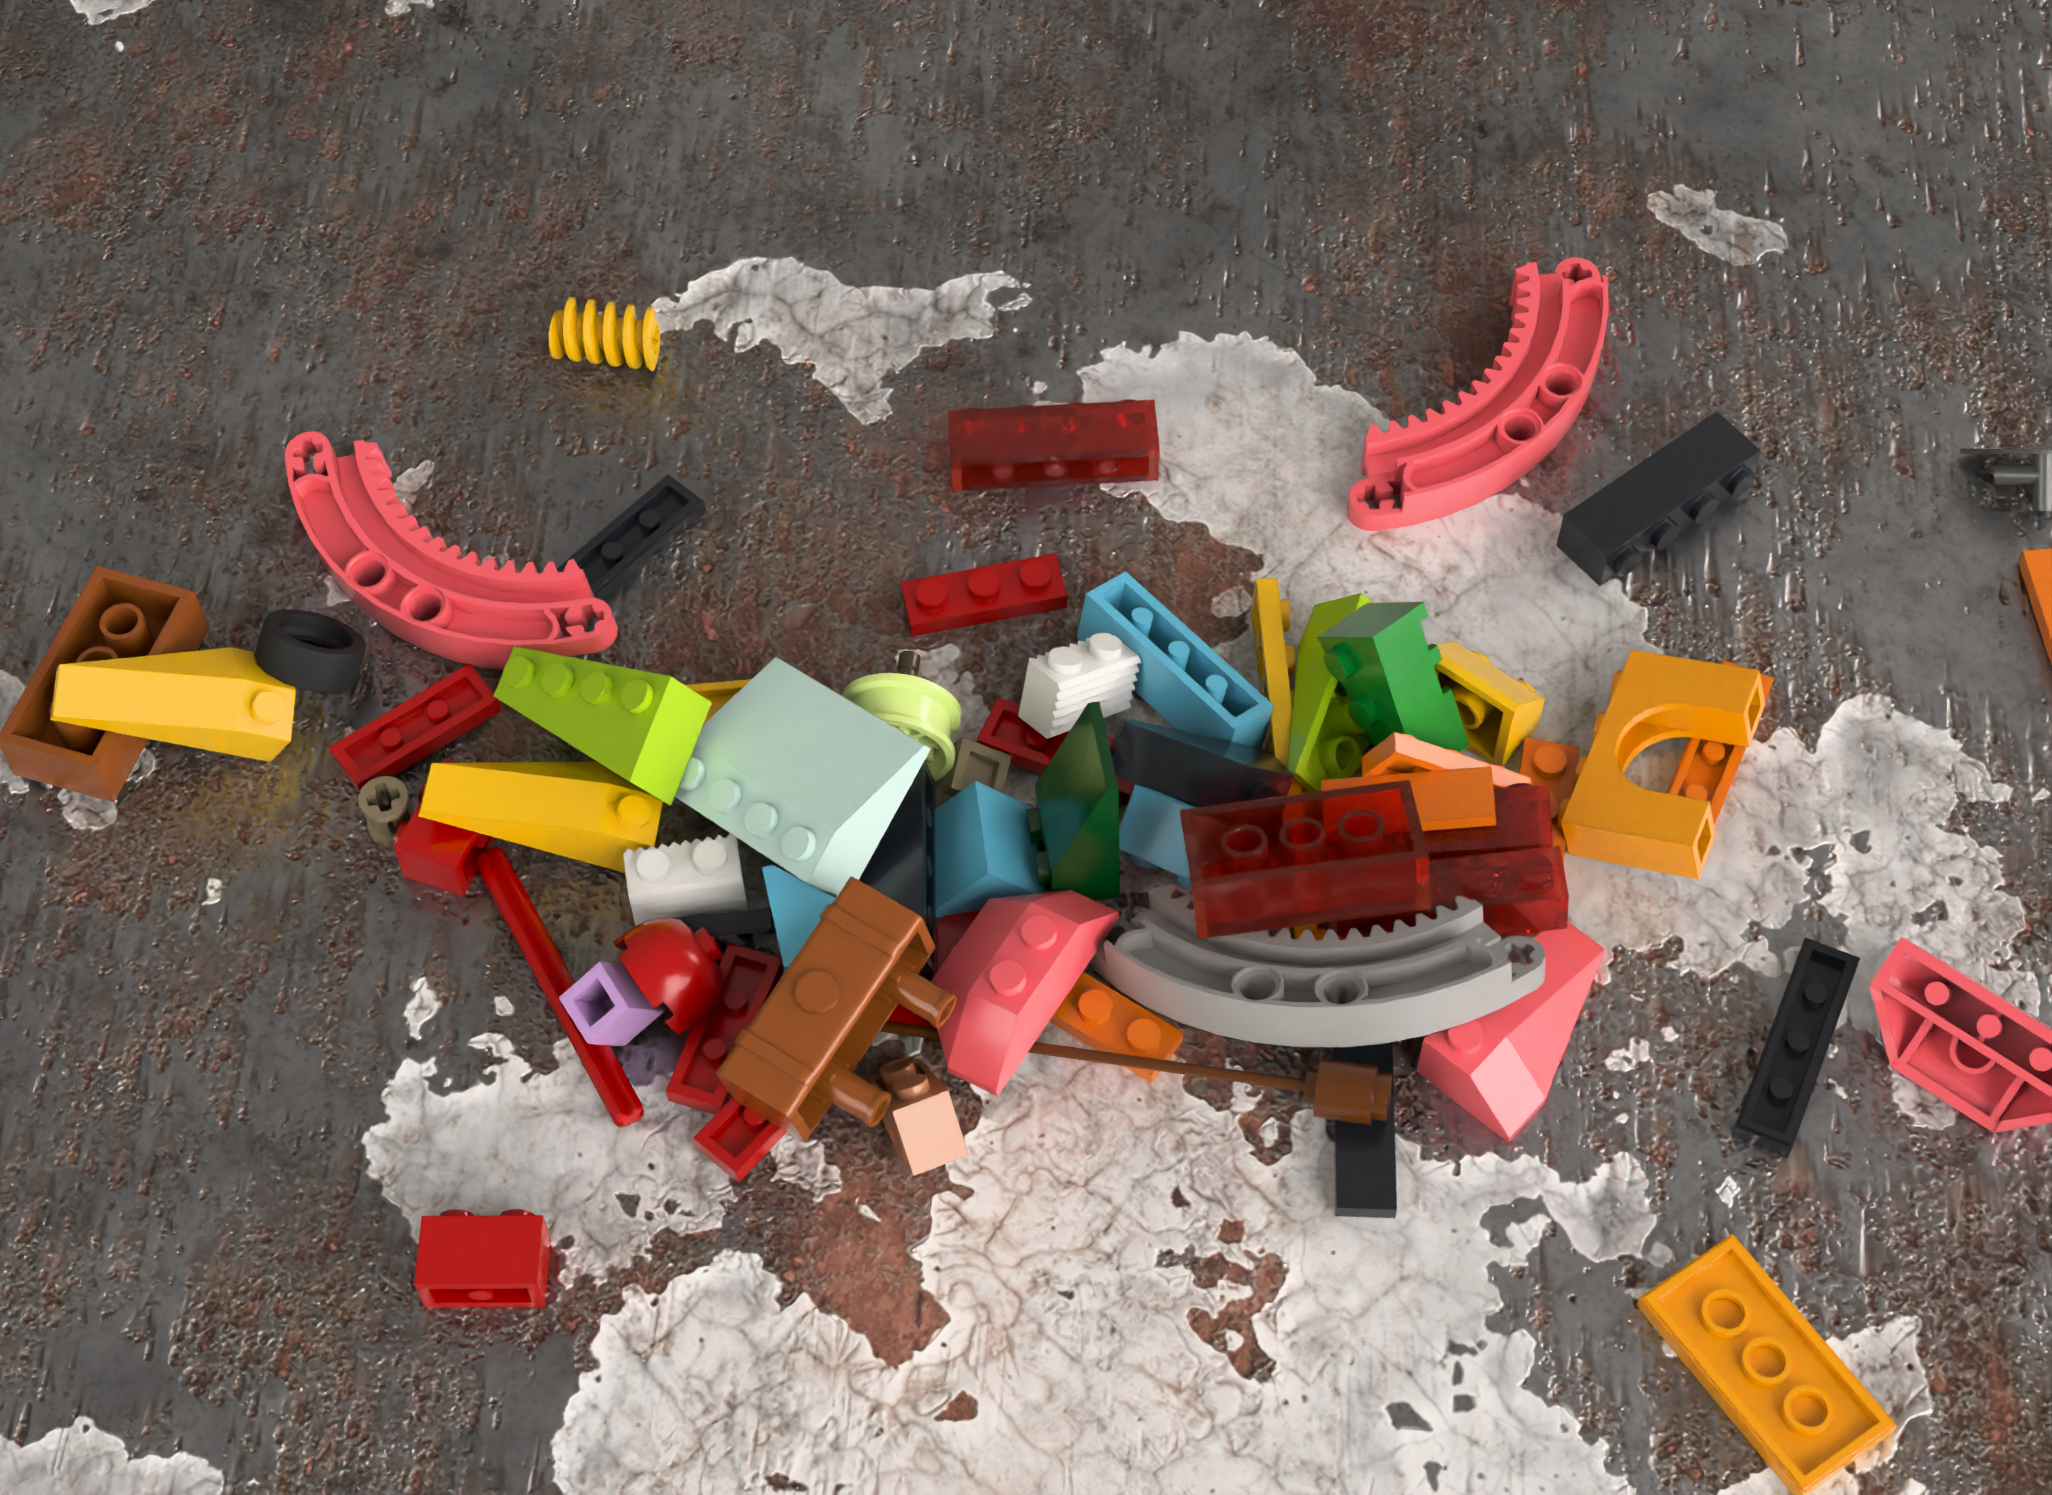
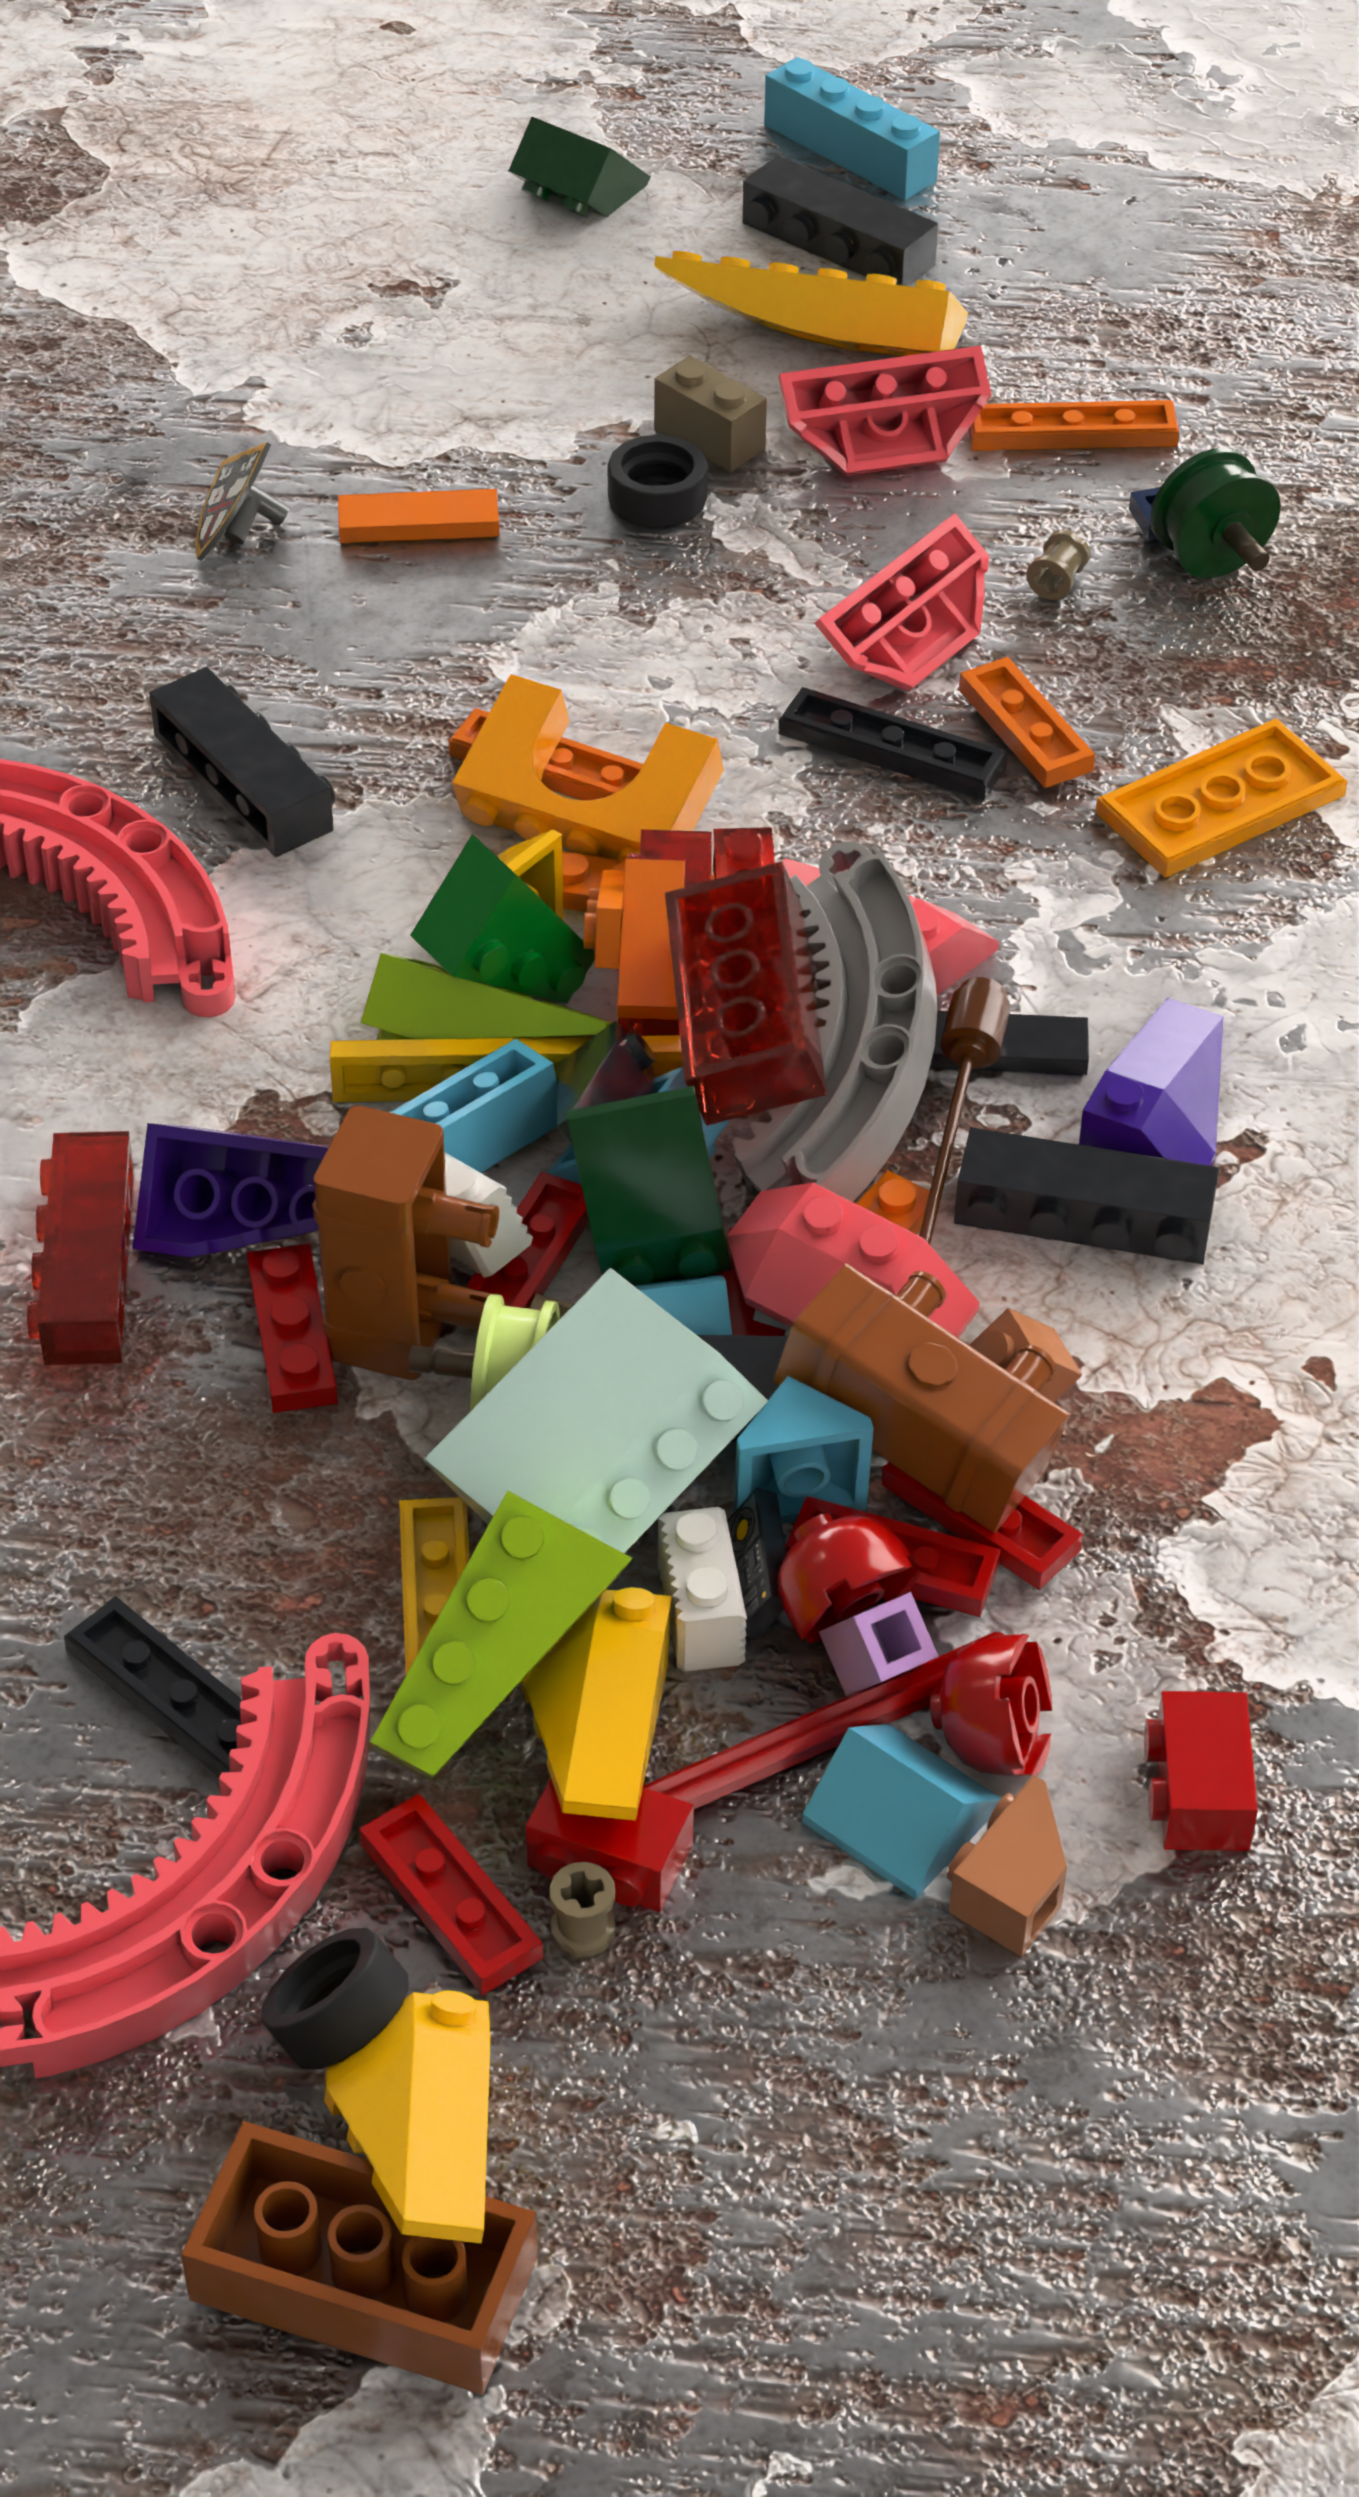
camera: 90 degrees left, 10 degrees down
(397, 1114) = (1014, 1873): none -> nougat slope
(483, 1038) = (896, 1806): none -> medium azure slope
(545, 1098) = (994, 1704): none -> red cylinder
(986, 603) = (387, 1241): none -> dark orange piece
(1106, 524) = (222, 1190): none -> dark purple wedge
(1146, 1196) = (1086, 1195): none -> black brick
(1288, 1271) = (1161, 1089): none -> wedge
(1840, 1167) = (1026, 722): none -> orange plate

